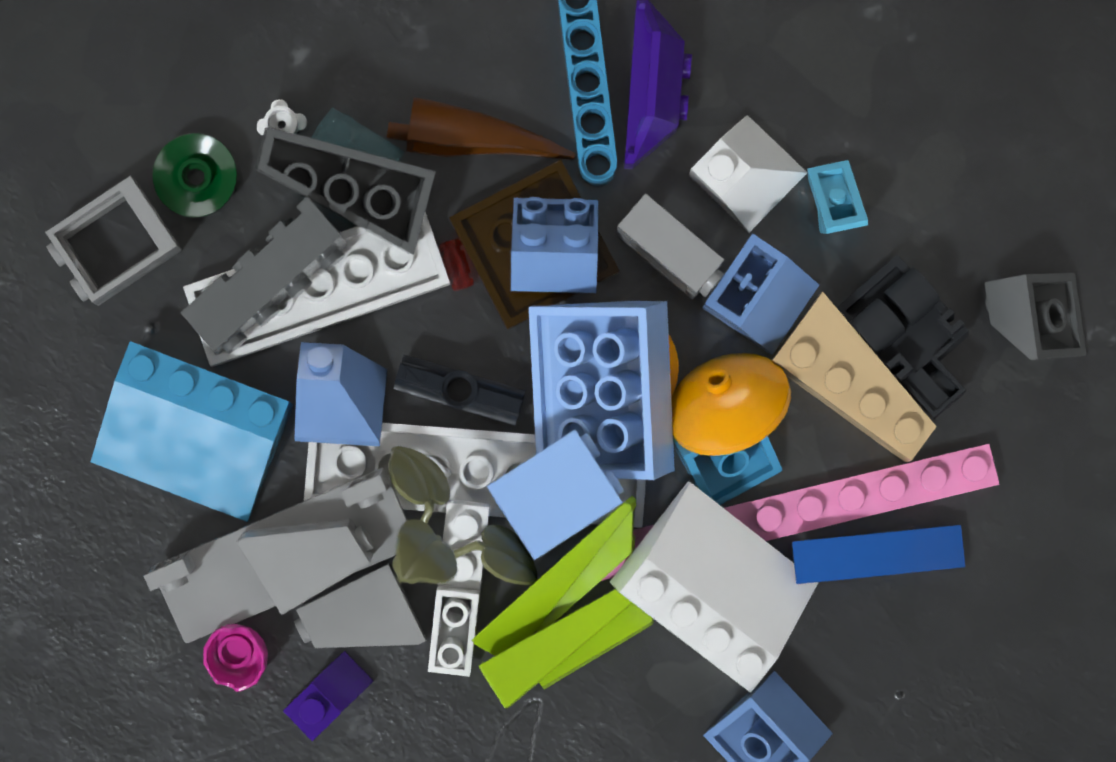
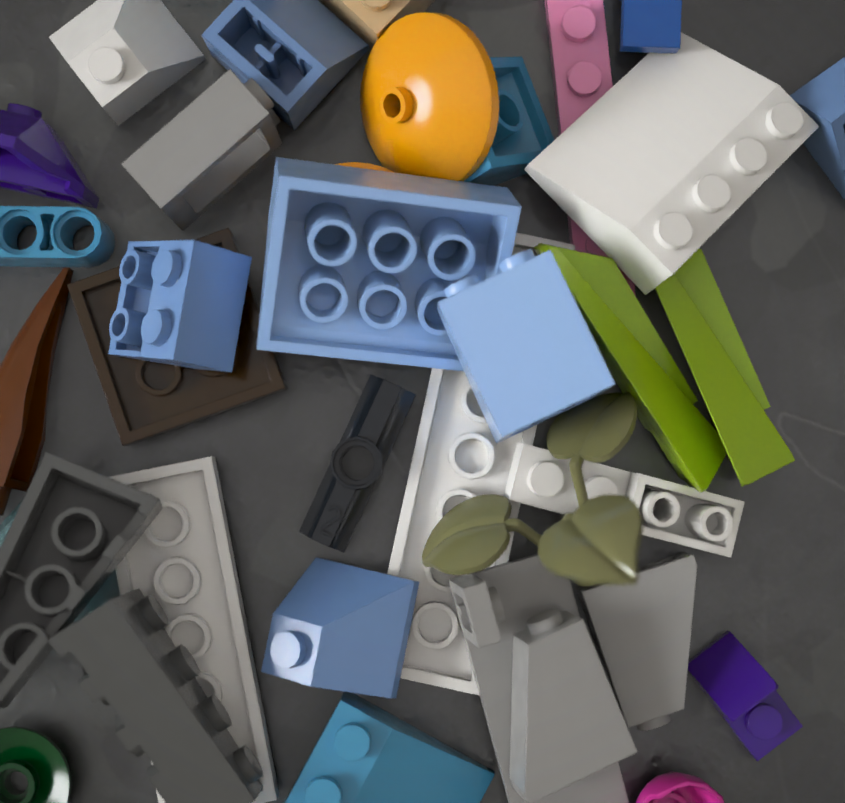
camera: 80 degrees left, 0 degrees up
(456, 264) = (189, 445): clear red piece -> none

